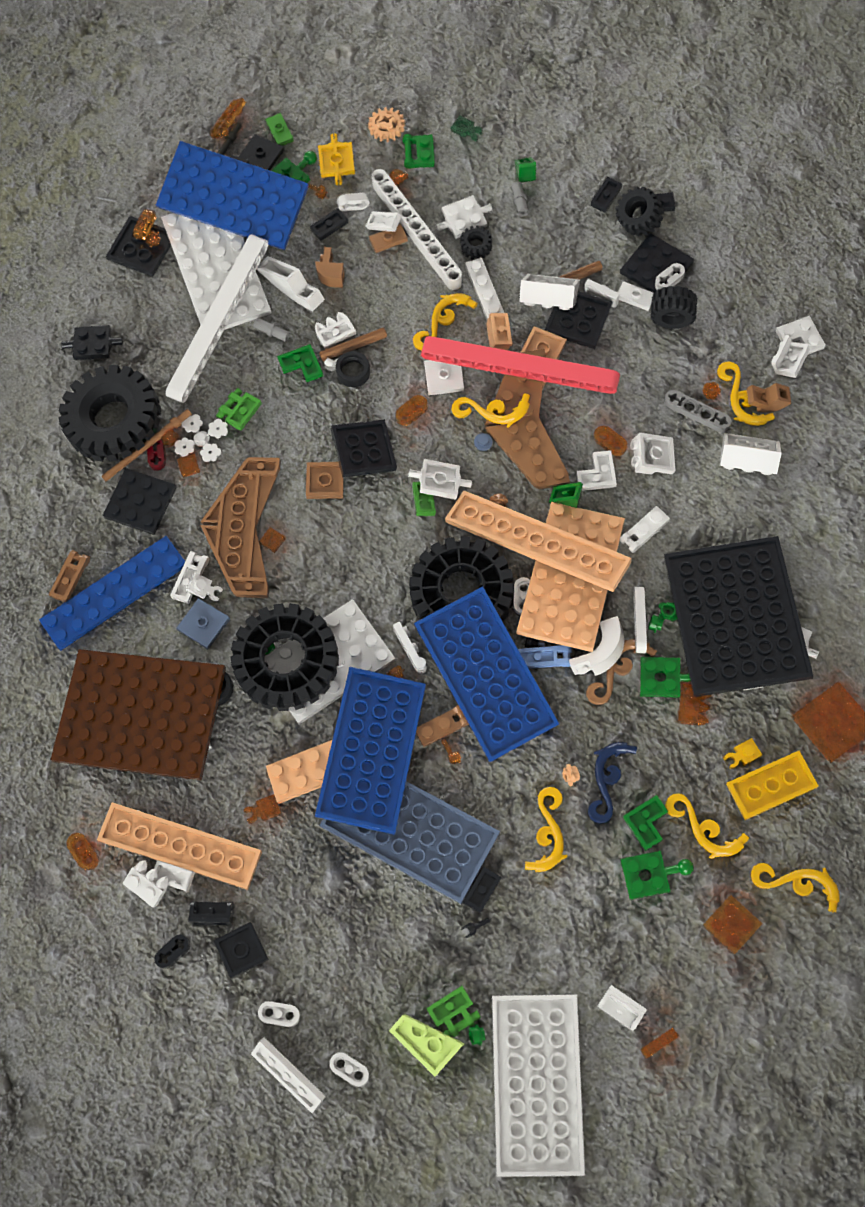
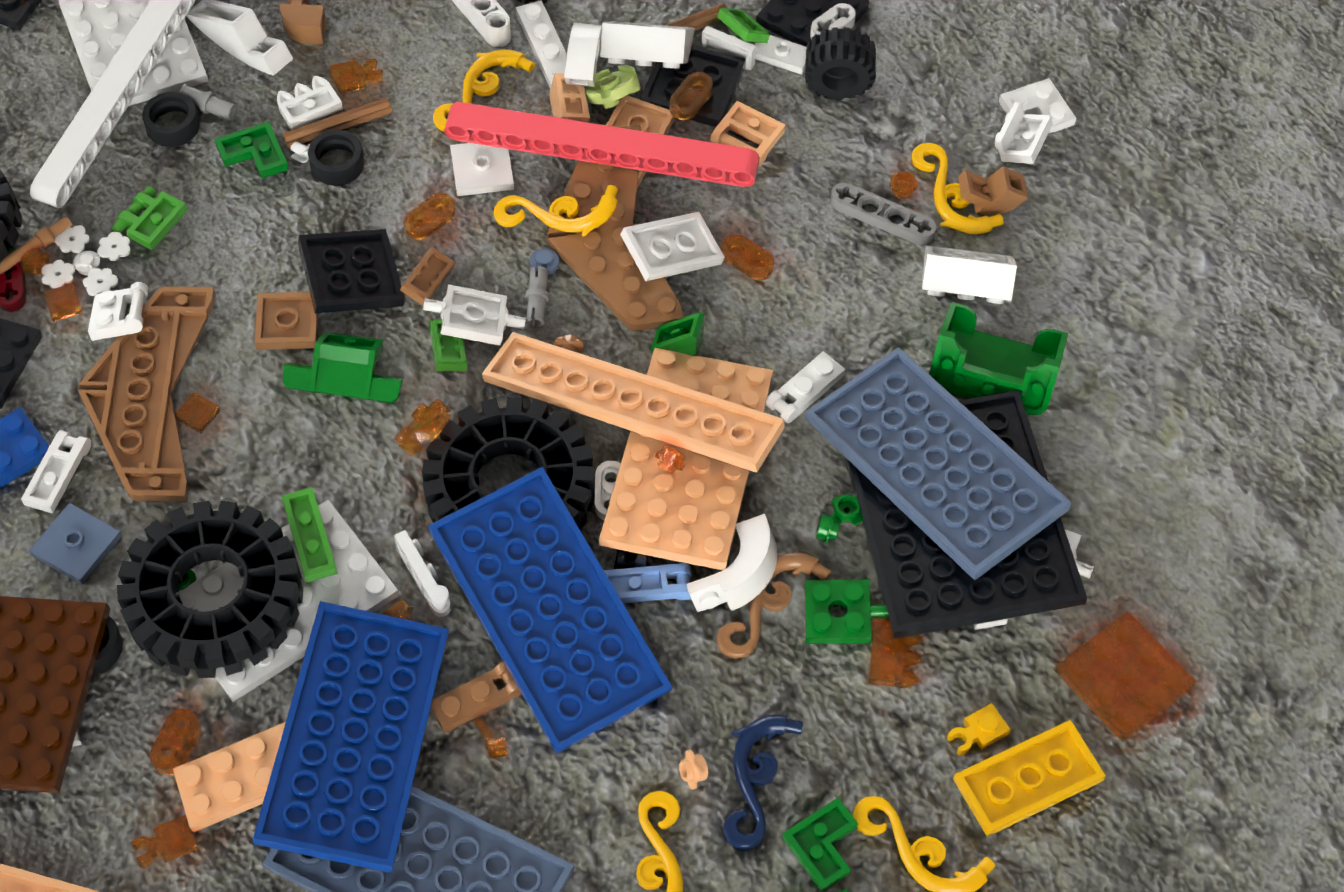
camera: 10 degrees left, 10 degrees down
(201, 587) = (75, 483): white plate -> none
(217, 474) = (110, 310): none -> white plate
(248, 329) = (167, 103): none -> black tyre
(265, 747) = (176, 739): none -> clear orange plate
(342, 623) = (309, 535): none -> bright green plate
(360, 512) = (344, 368): none -> green plate
(361, 311) = (352, 76): none -> clear orange plate
(410, 554) = (426, 425): none -> clear orange plate
(411, 451) = (427, 275): none -> medium nougat plate
(478, 466) = (537, 296): none -> light grey pin
(509, 300) = (583, 54): none -> white arch
(526, 321) = (613, 86): none -> yellowish green plate
(560, 581) = (670, 459): none -> clear orange plate
(563, 434) = (672, 246): none -> white plate
(575, 330) = (686, 100): none -> clear orange plate
(602, 475) = (736, 306): white plate -> none
(611, 277) = (743, 25): none -> bright green plate
(616, 349) = (750, 125): none -> light nougat plate
(640, 620) = (801, 521): white beam -> none
(653, 454) = (815, 274): white plate -> none
(725, 584) = (937, 462): none -> sand blue plate
(764, 517) = (986, 364): none -> green windscreen

